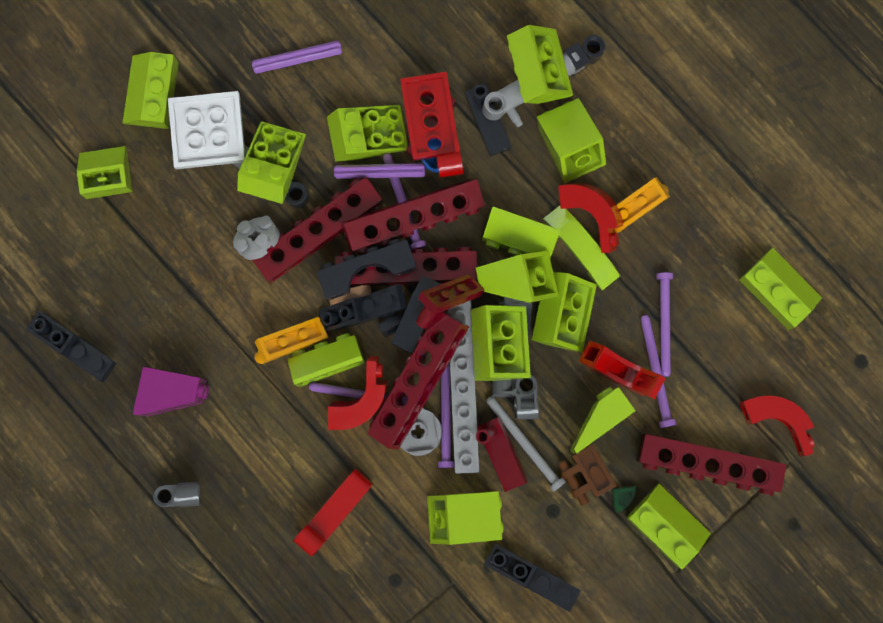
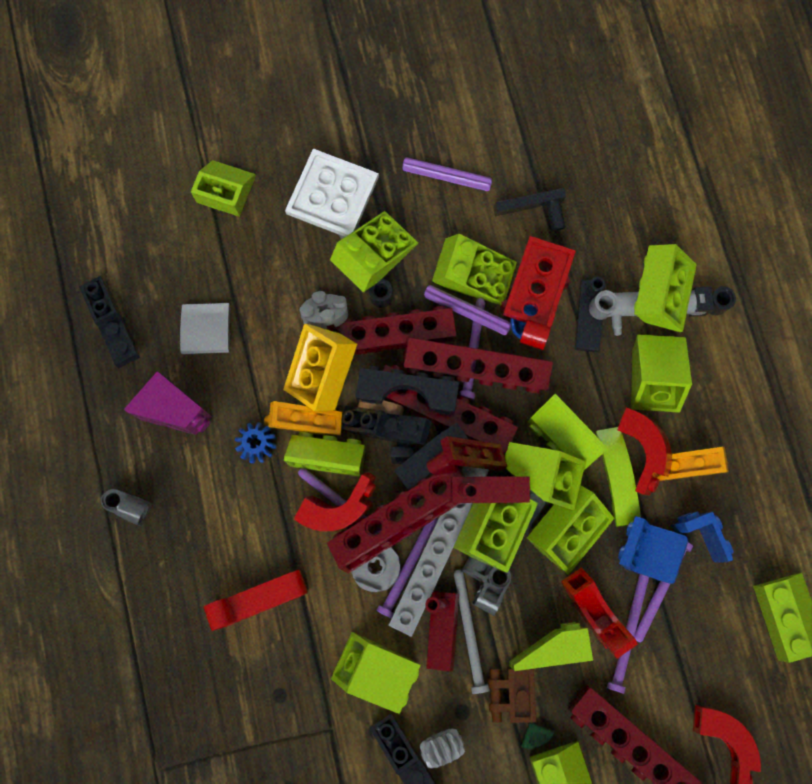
camera: 30 degrees right, 5 degrees down
(149, 87) = (309, 129): lime slope -> none
(158, 307) = (205, 328): none -> light grey slope
(262, 374) = (262, 435): none -> blue gear
(280, 289) = (319, 367): none -> yellow slope
(402, 34) = (550, 199): none -> black piece
(480, 316) = (490, 489): none -> dark red piece
(551, 547) = (442, 748): none -> light grey gear
(641, 295) = (653, 551): none -> blue bracket
(678, 251) = (710, 529): none -> blue bracket

